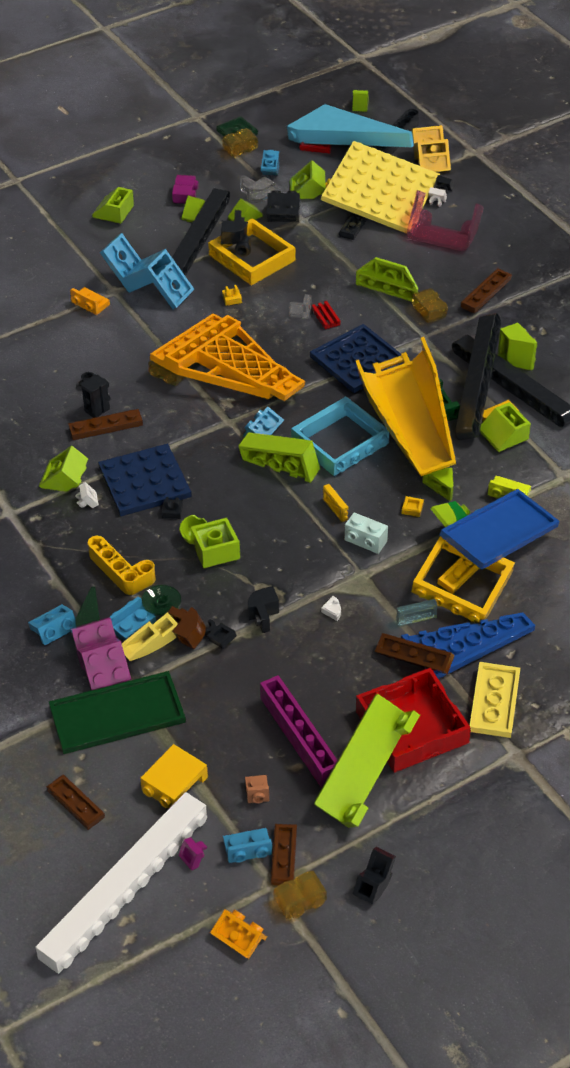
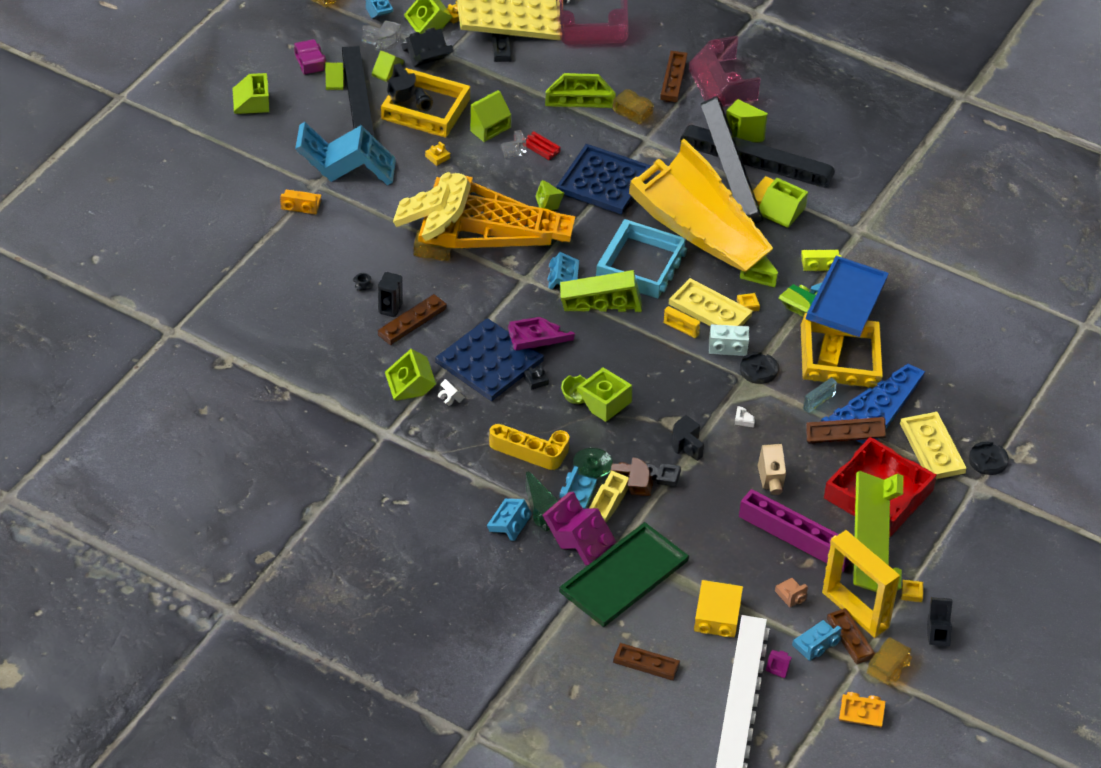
camera: 30 degrees left, 0 degrees up
(183, 334) = (440, 204): none -> light yellow plate
(196, 469) = (535, 333): none -> magenta wing
(294, 276) = (490, 116): none -> lime slope
(296, 358) = (548, 196): none -> lime slope
(309, 805) = (875, 620): none -> yellow window
(318, 664) = (771, 473): none -> tan torso
(372, 497) = (709, 305): none -> light yellow plate
(376, 833) = (912, 591): none -> yellow tile
(380, 568) = (758, 368): none -> black tile
(525, 311) = (714, 81): none -> clear pink windscreen
(545, 732) = (988, 458): none -> black tile

